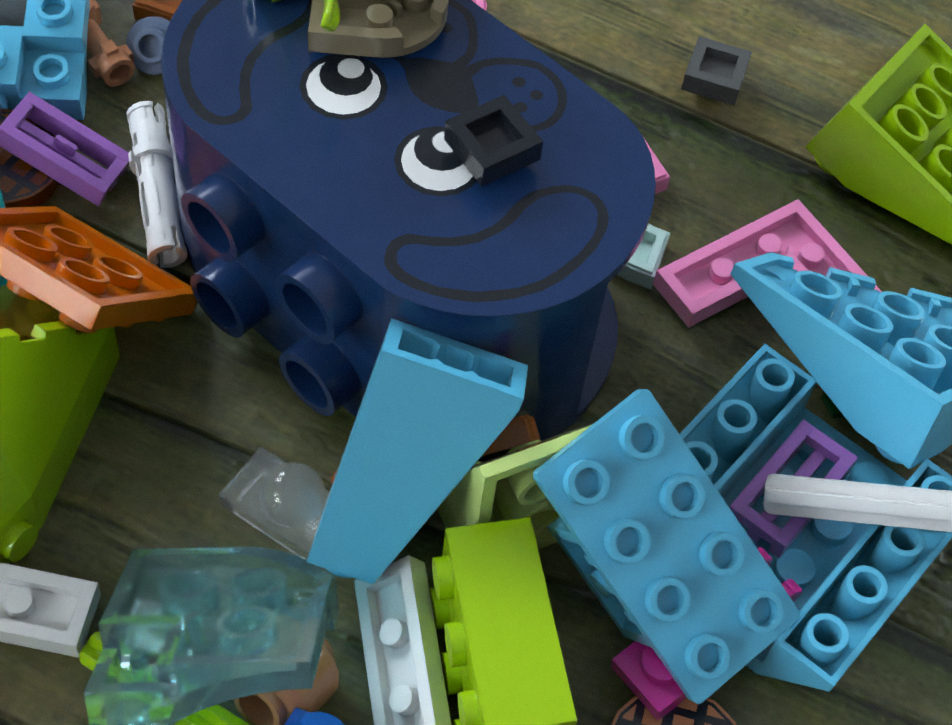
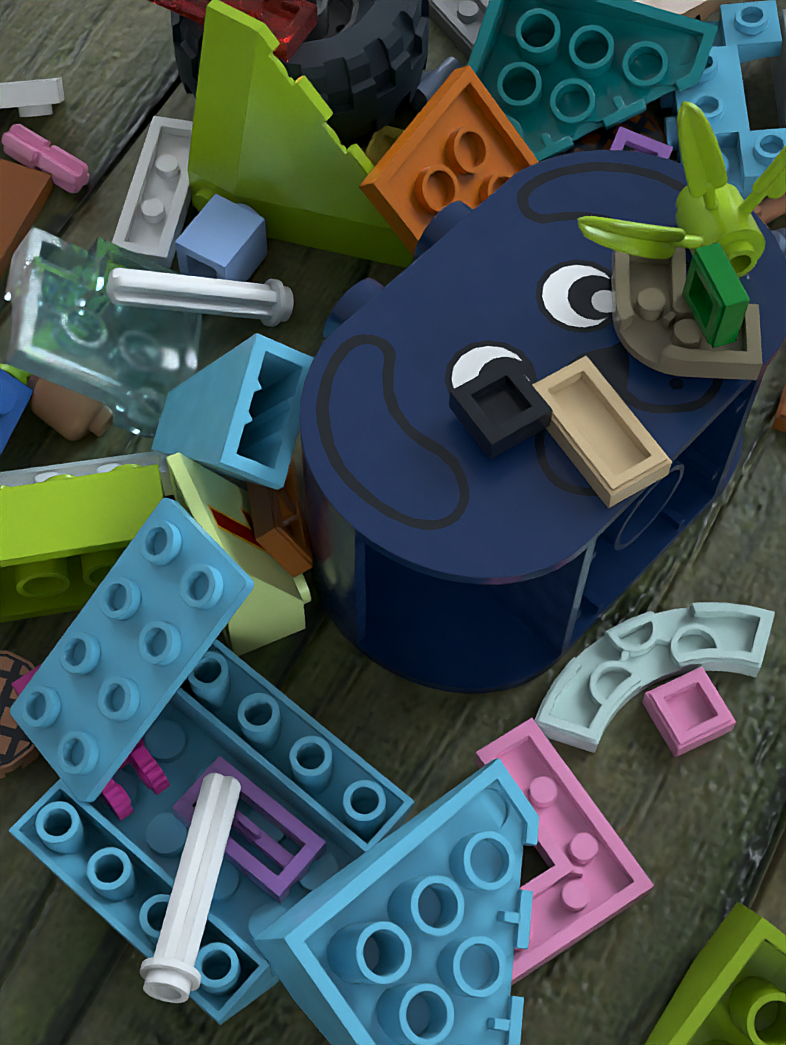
camera: 95 degrees right, 5 degrees up
(94, 517) = (223, 242): none -> light blue brick
(167, 486) = (202, 295): none -> white axle
(523, 70) = (601, 433): none -> tan tile

